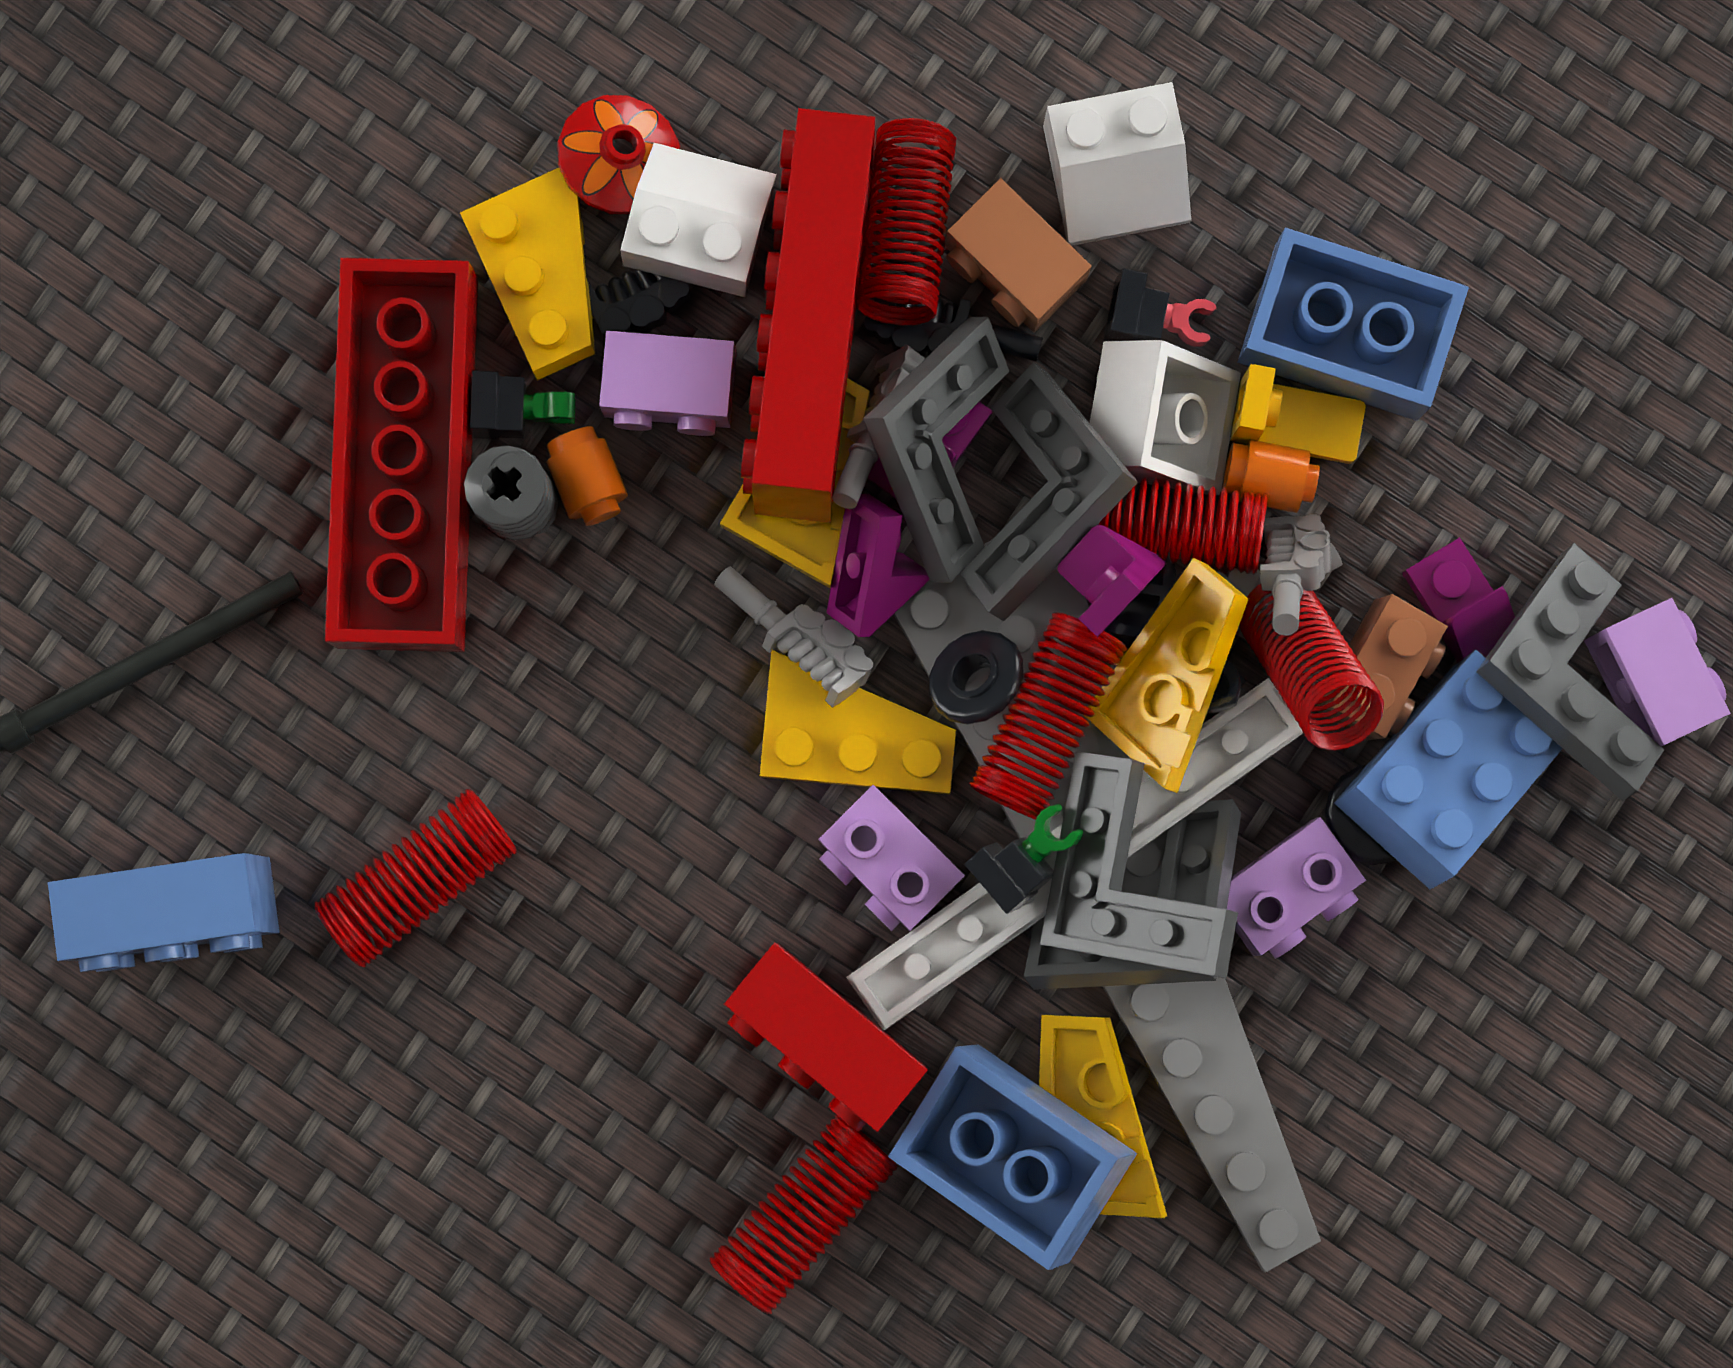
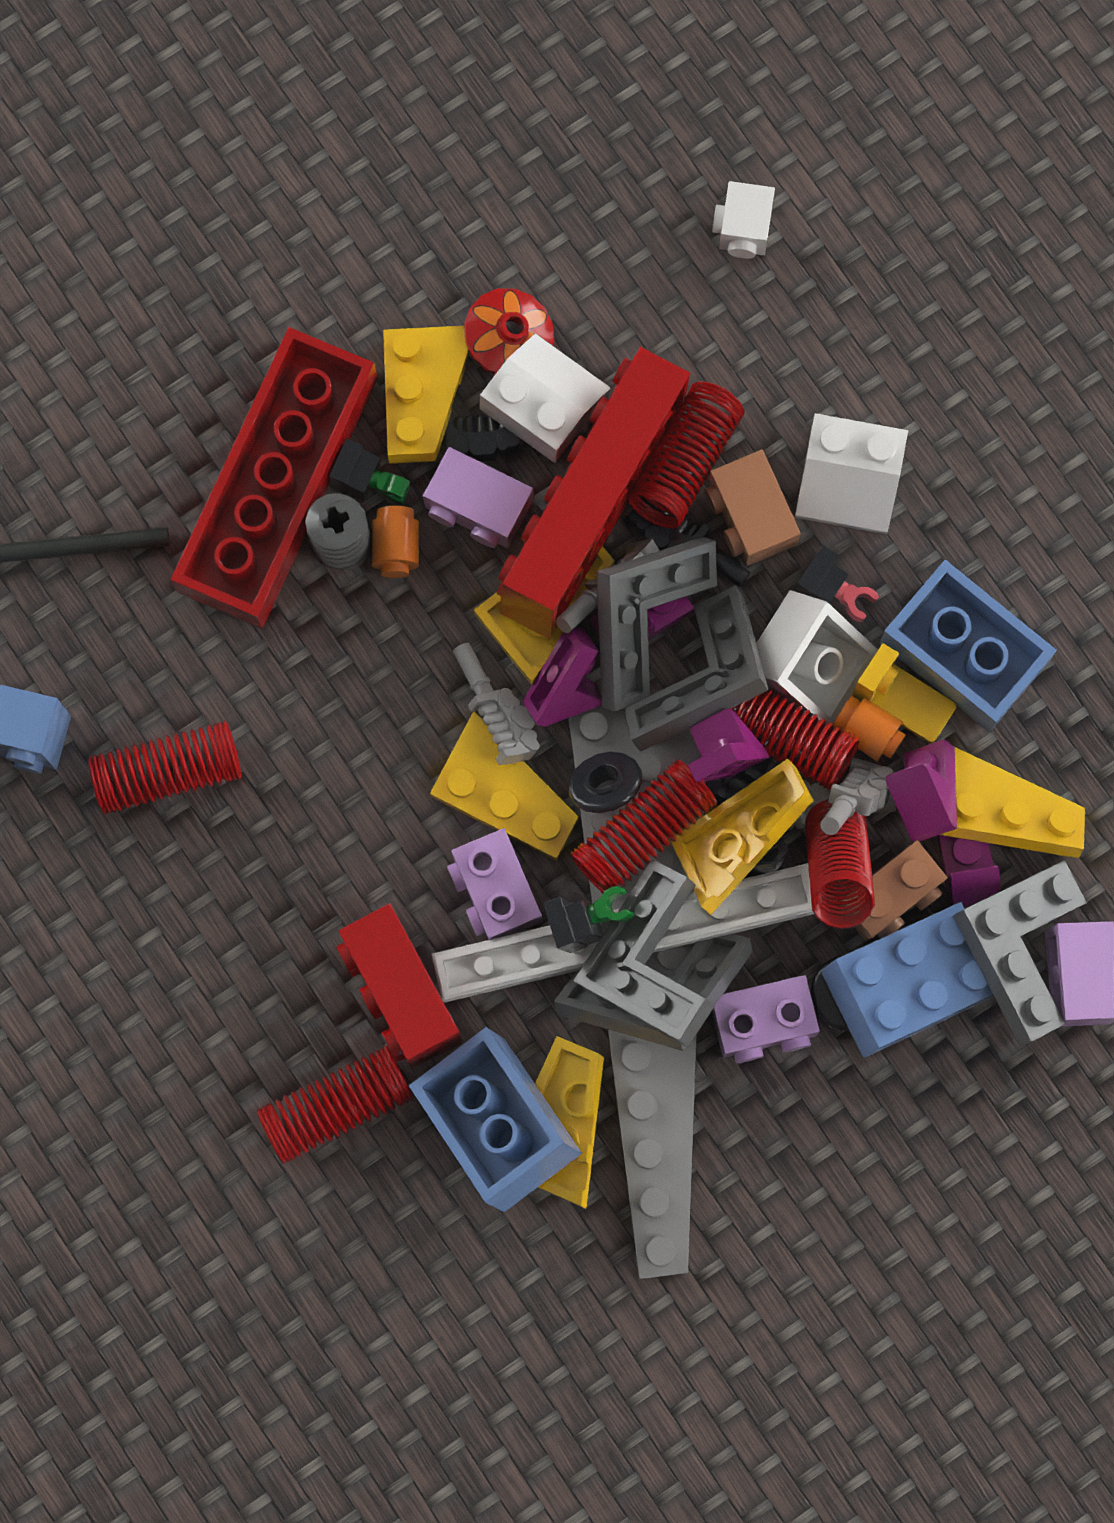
camera: 25 degrees right, 5 degrees down
(1376, 526) = (926, 790): none -> magenta slope
(1476, 509) = (1013, 811): none -> yellow wing

